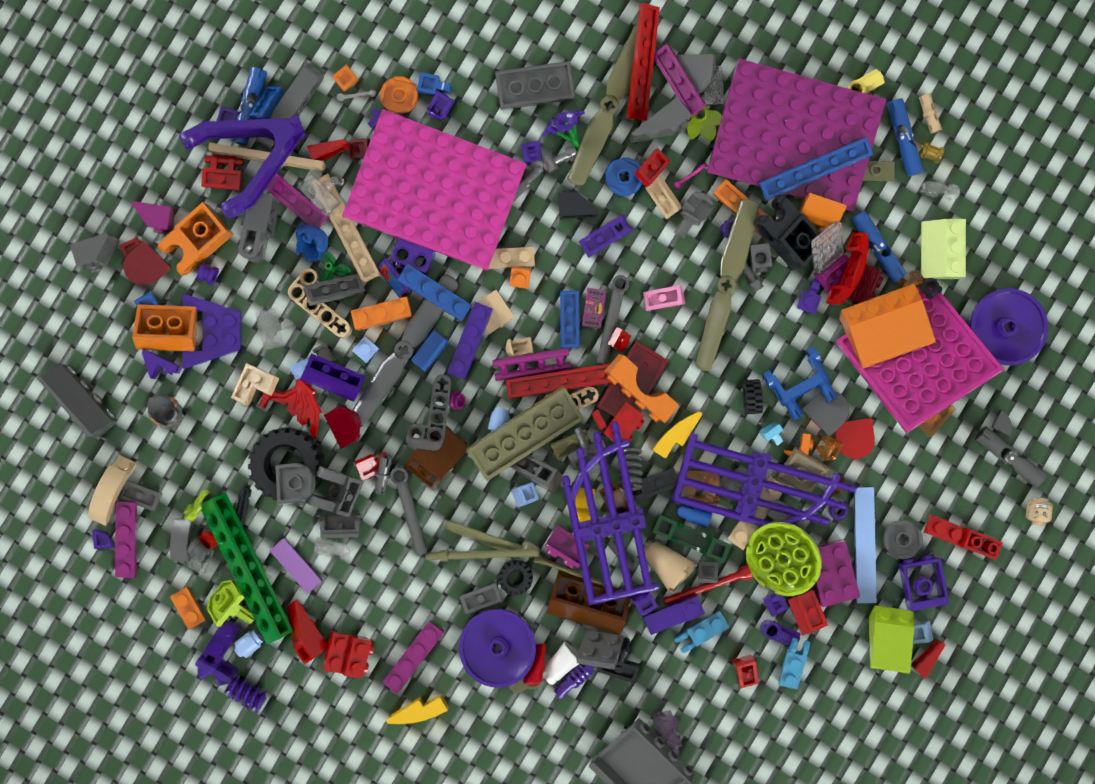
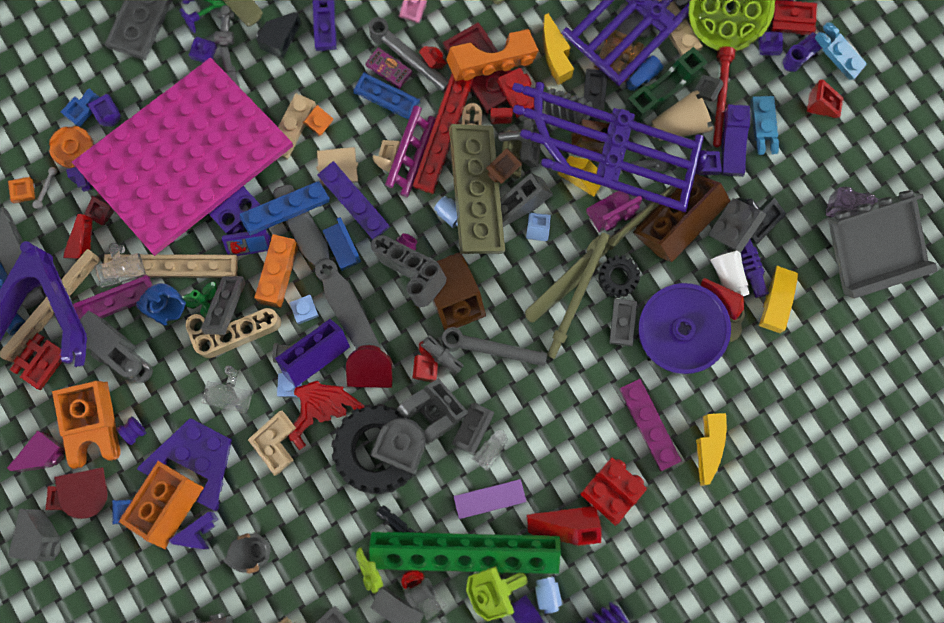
camera: 60 degrees left, 10 degrees down
(551, 446) = (503, 166): none -> reddish brown bracket
(561, 709) = (779, 300): none -> yellow slope

